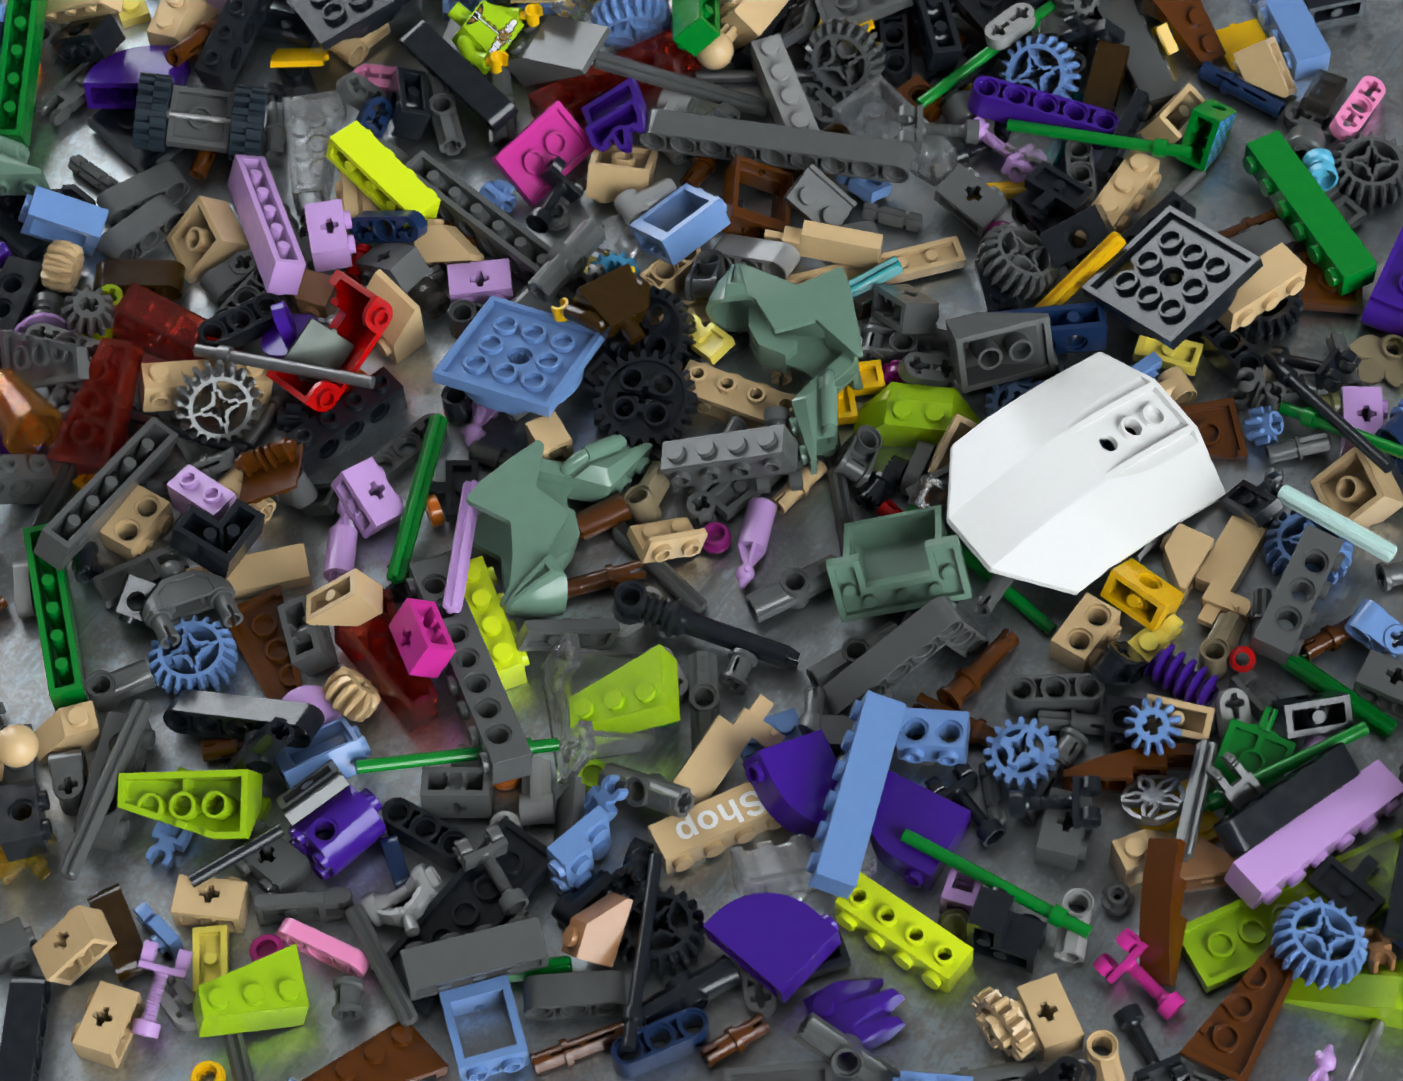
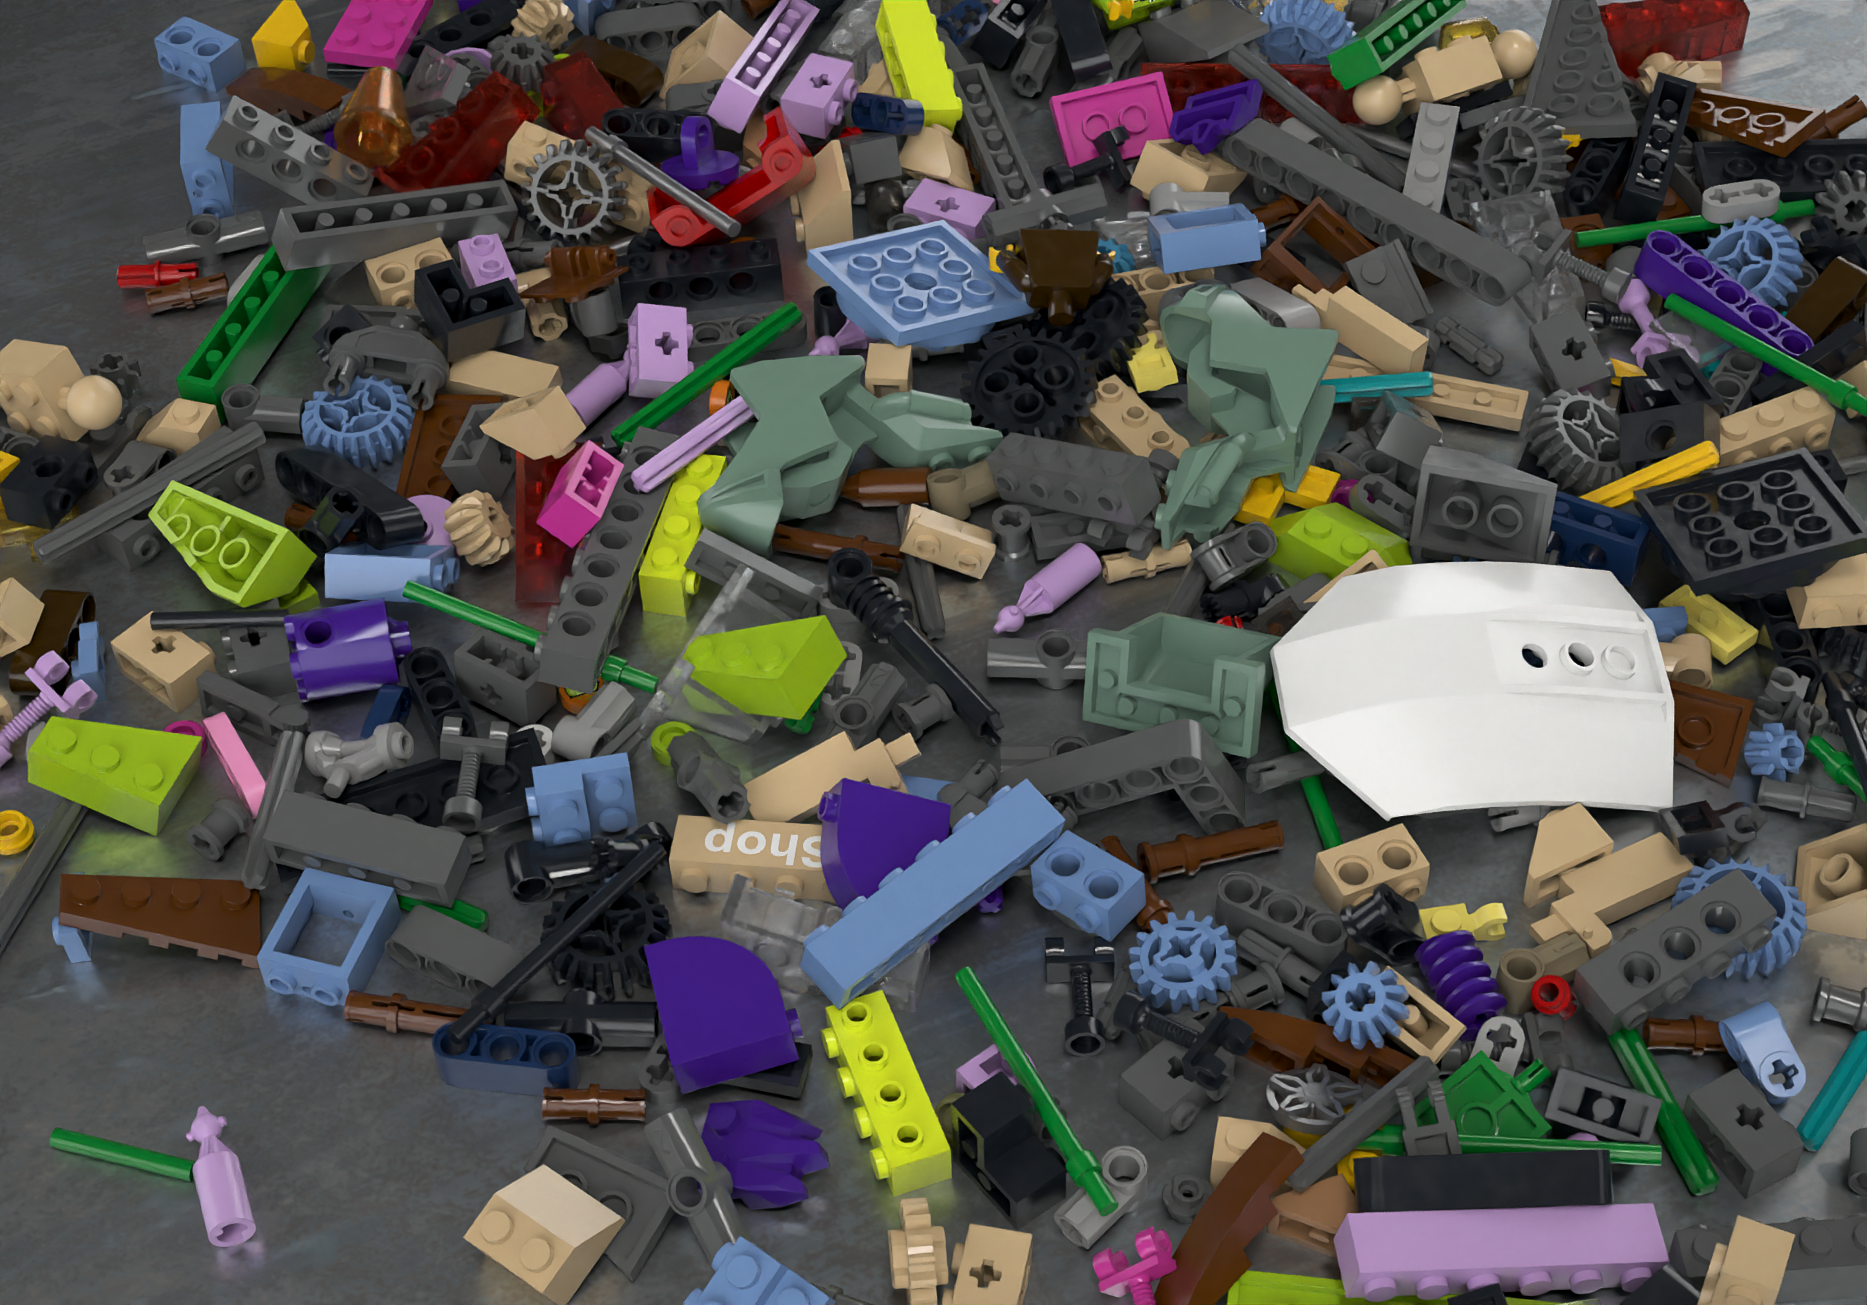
camera: 30 degrees right, 10 degrees down
(87, 563) = (335, 284): black connector -> none
(167, 839) = (179, 582): medium blue plate -> none
(210, 954) = (127, 703): light yellow plate -> none
(312, 792) = (323, 592): dark grey plate -> none
(319, 347) = (714, 179): pearl dark grey piece -> none
(500, 194) = (1037, 144): medium blue gear -> none
(597, 930) = (527, 895): slope -> none
(605, 796) = (653, 764): medium blue plate -> none
(718, 538) = (1008, 568): magenta plate -> none
(866, 189) = (1458, 303): medium blue plate -> none
(924, 812) = (1011, 970): dark purple brick -> none
(1141, 594) = (1474, 860): yellow brick -> none
(1337, 523) = (1791, 898): light aqua axle -> none

